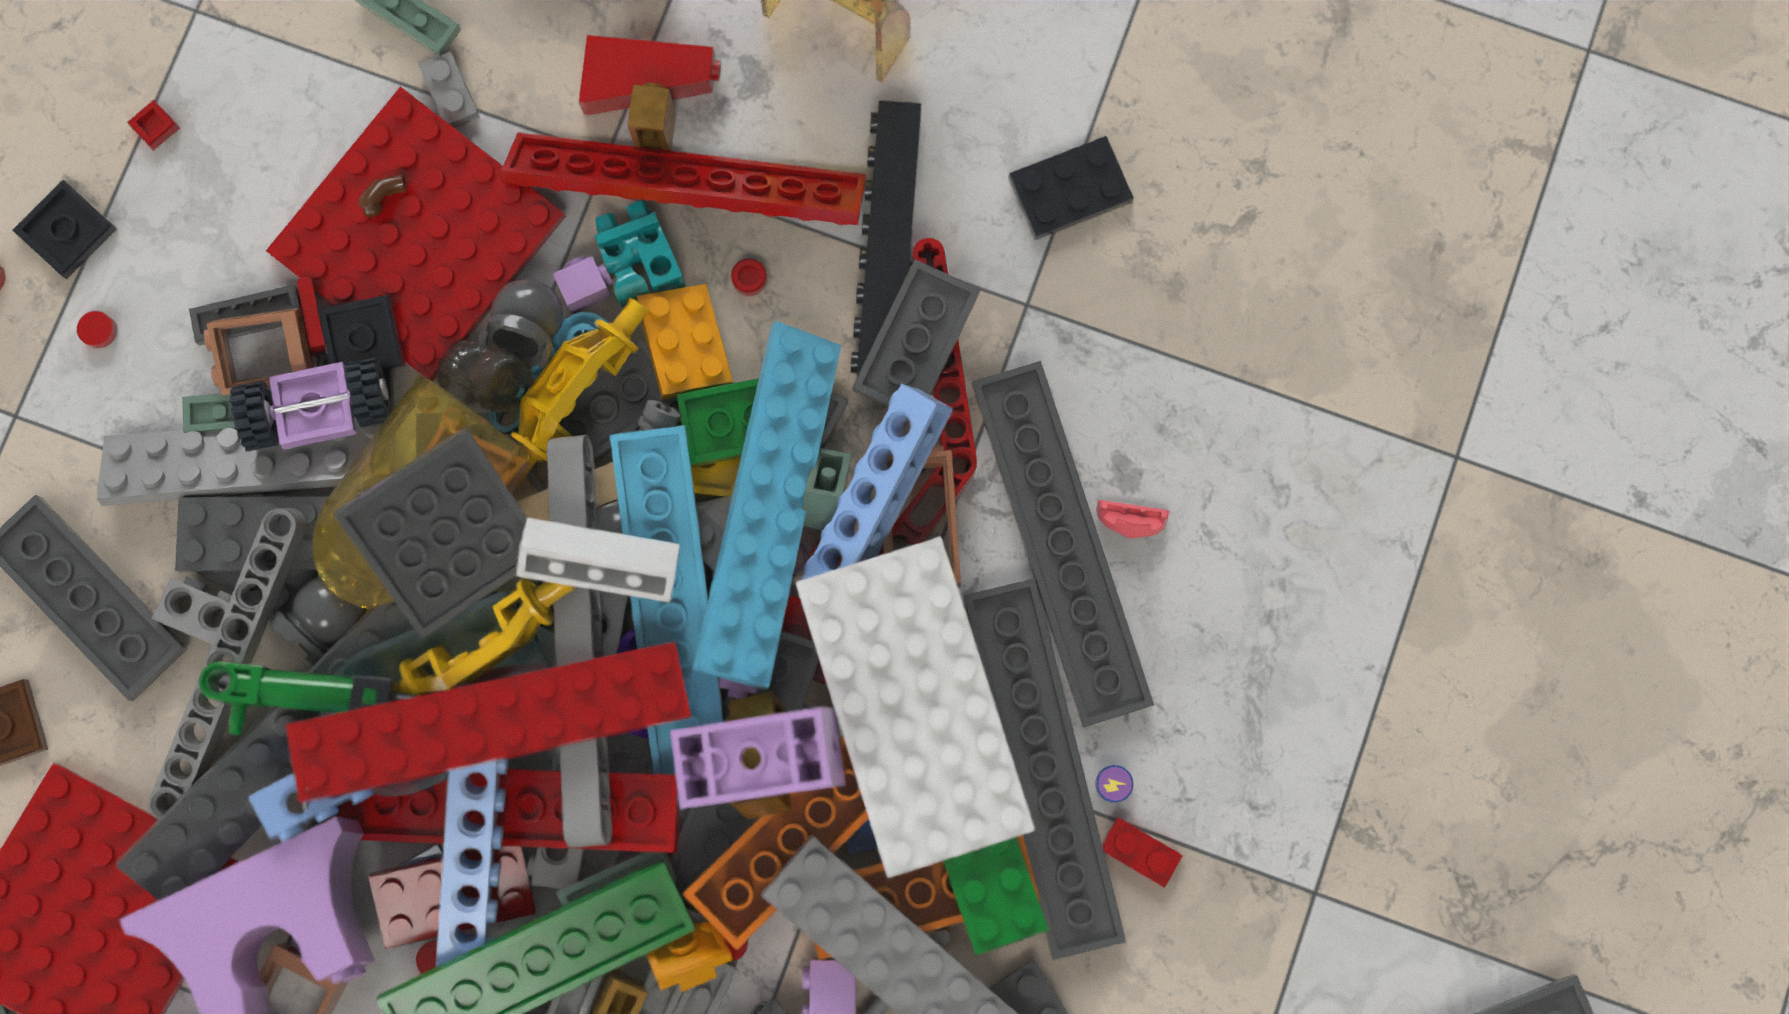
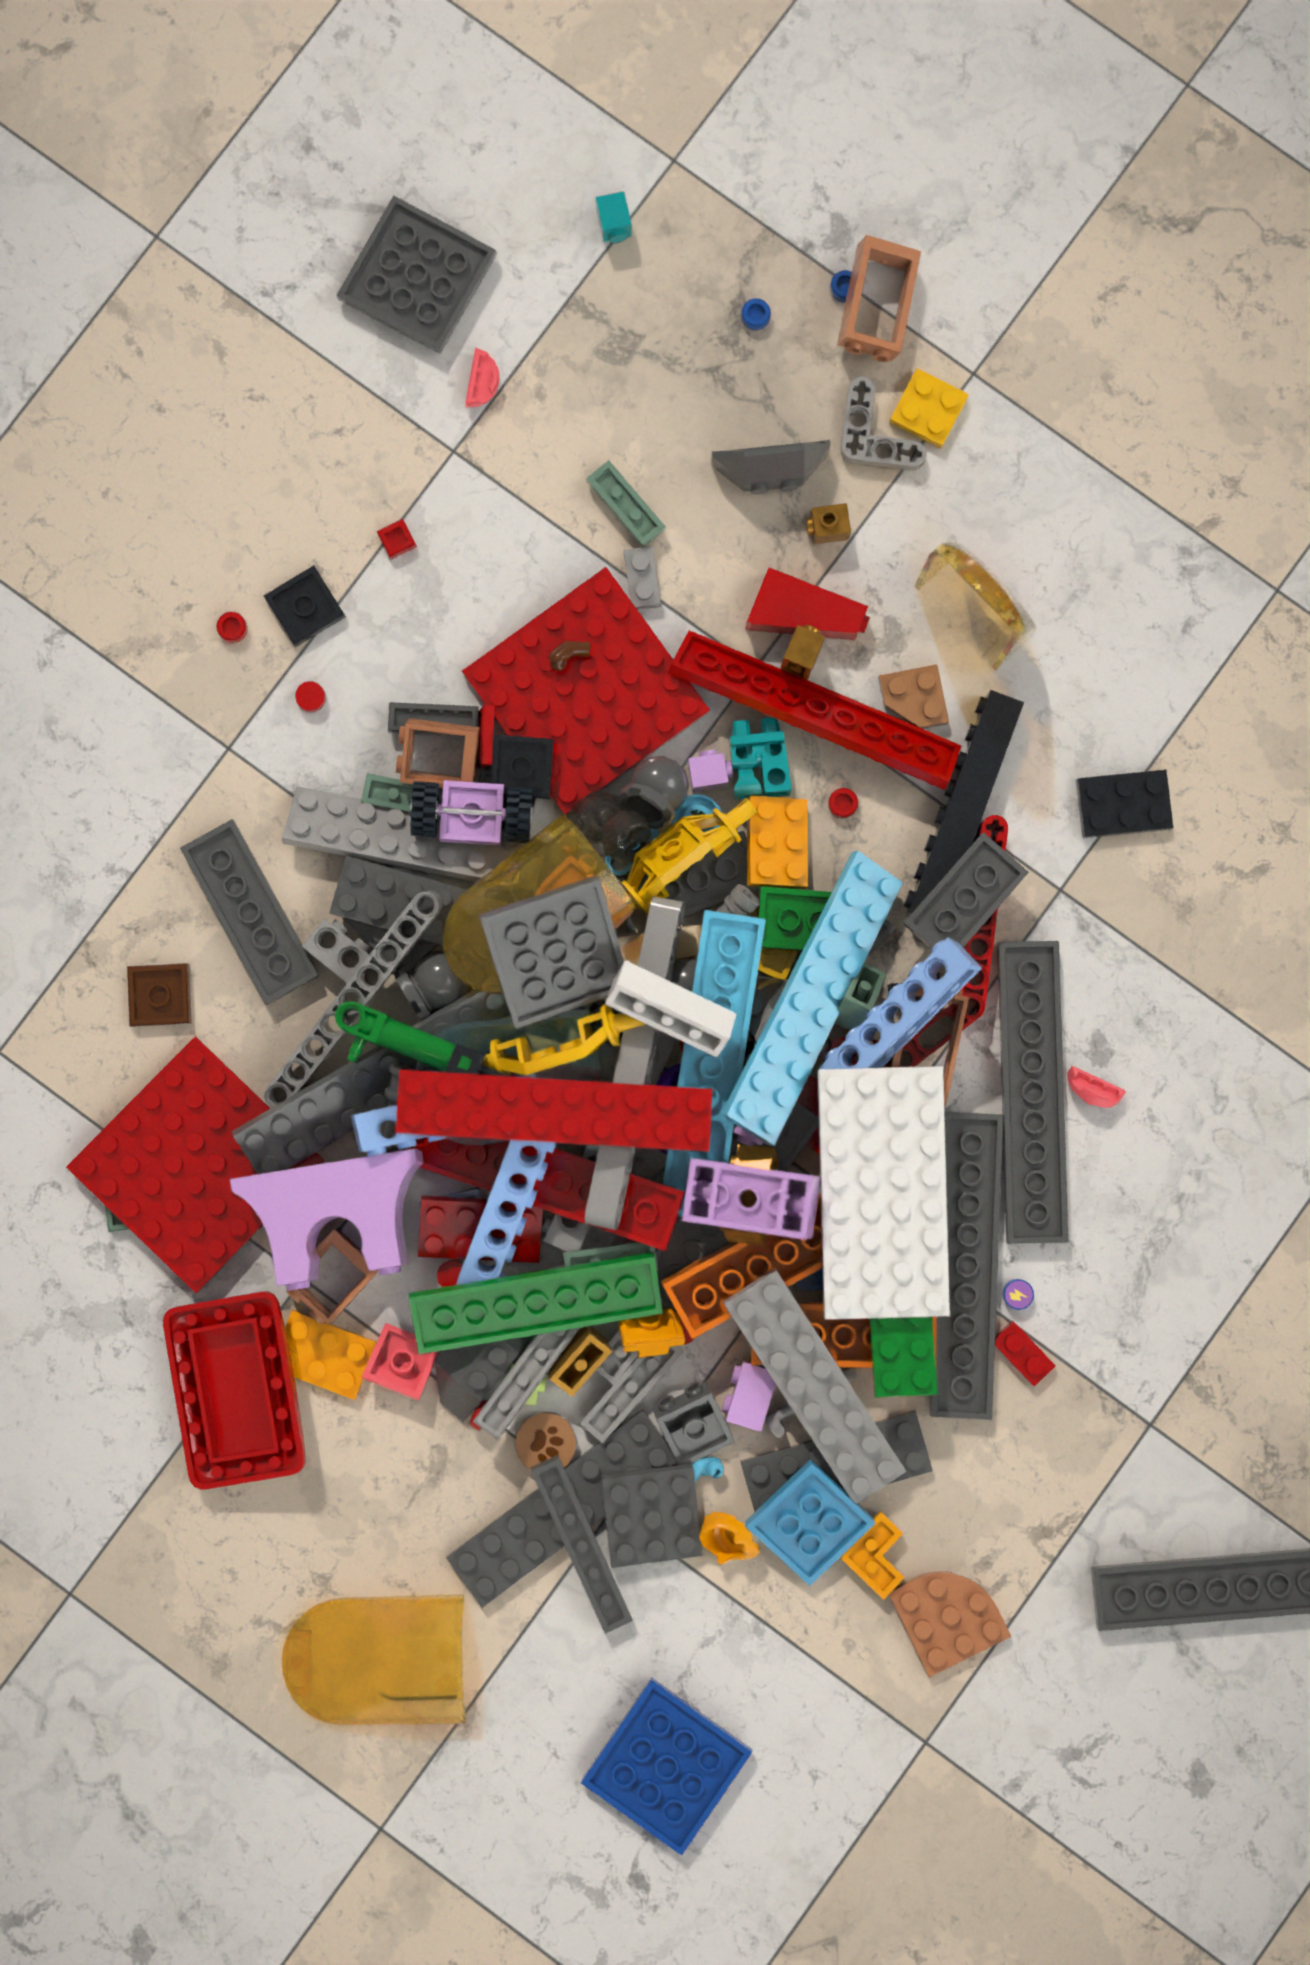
camera: 15 degrees right, 5 degrees up
(798, 134) = (915, 696): none -> medium nougat plate

